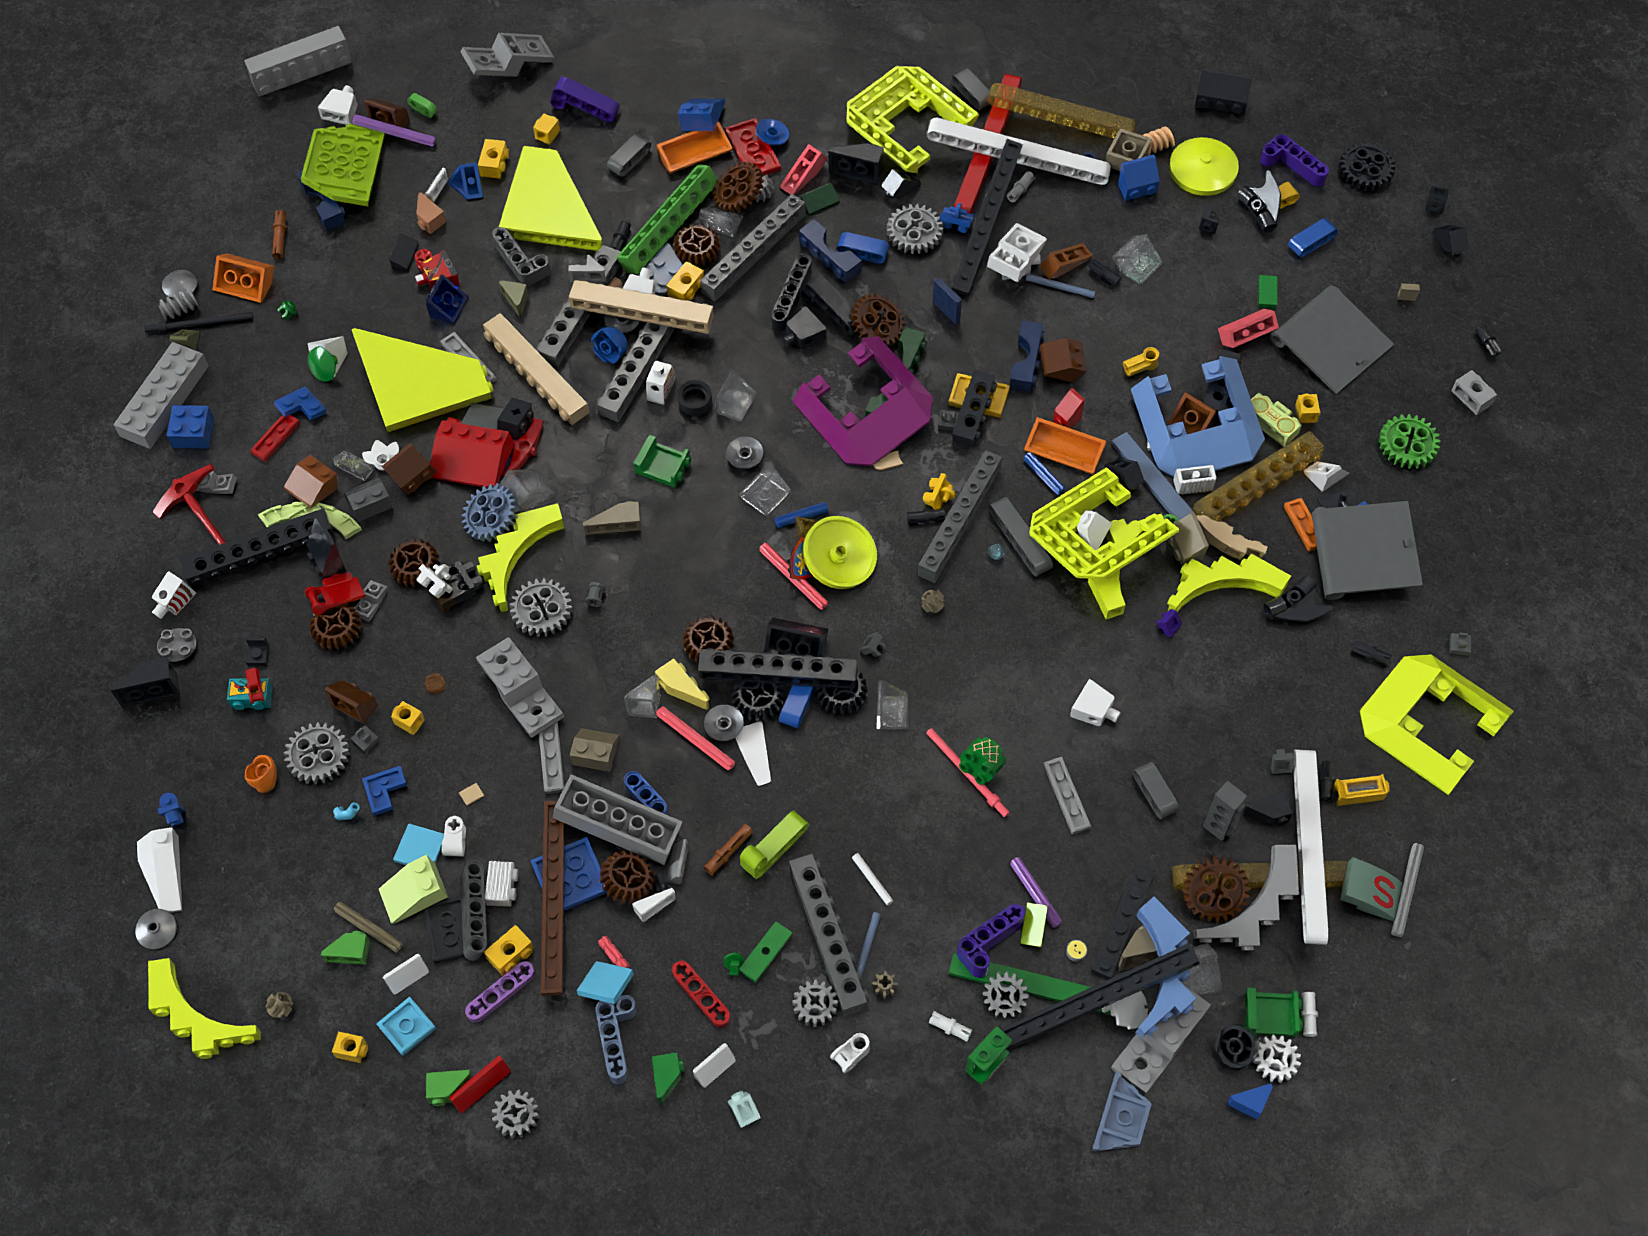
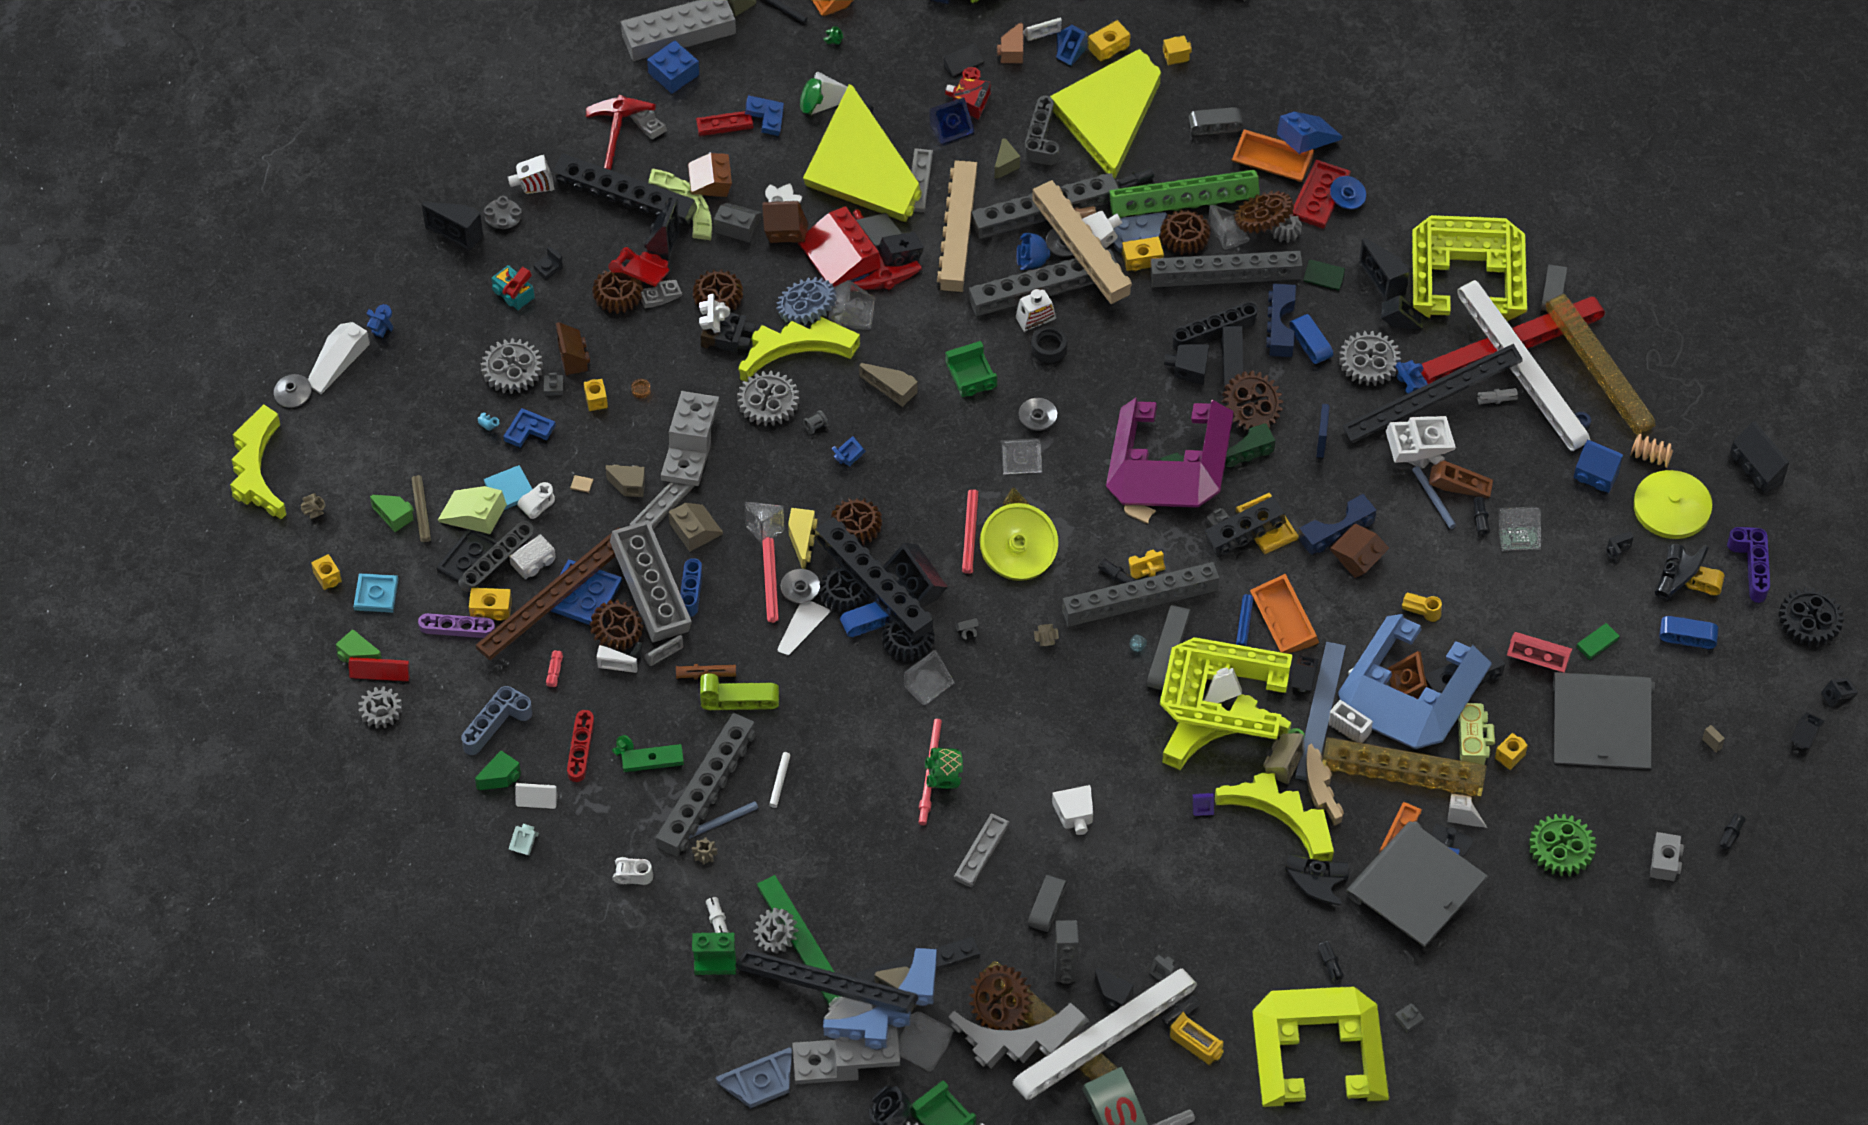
camera: 45 degrees right, 5 degrees down
(261, 773) = (461, 348): orange hair -> none
(353, 465) = (755, 188): clear slope -> none
(406, 974) = (410, 559): white slope -> none
(505, 760) = (627, 479): none -> dark tan slope
(583, 98) = (1229, 48): dark purple beam -> none
(591, 272) = (1071, 183): light grey slope -> none
(605, 982) = (526, 678): medium azure tile -> none
(644, 594) = (849, 451): none -> blue bracket
(734, 397) = (1077, 367): clear slope -> none
(797, 566) = (974, 522): shield -> none
(804, 170) = (1336, 242): coral slope -> none
(807, 512) = (1029, 494): blue axle -> none
(819, 1010) = (637, 814): light grey gear -> none
(993, 935) = (837, 888): dark purple beam -> none
(1034, 924) = (851, 908): slope -> none
(1035, 891) = (880, 890): medium lavender axle -> none
(1069, 409) = (1315, 591): slope -> none
(1076, 950) = (861, 952): light yellow tile -> none
(1127, 147) = (1617, 435): dark tan slope -> none

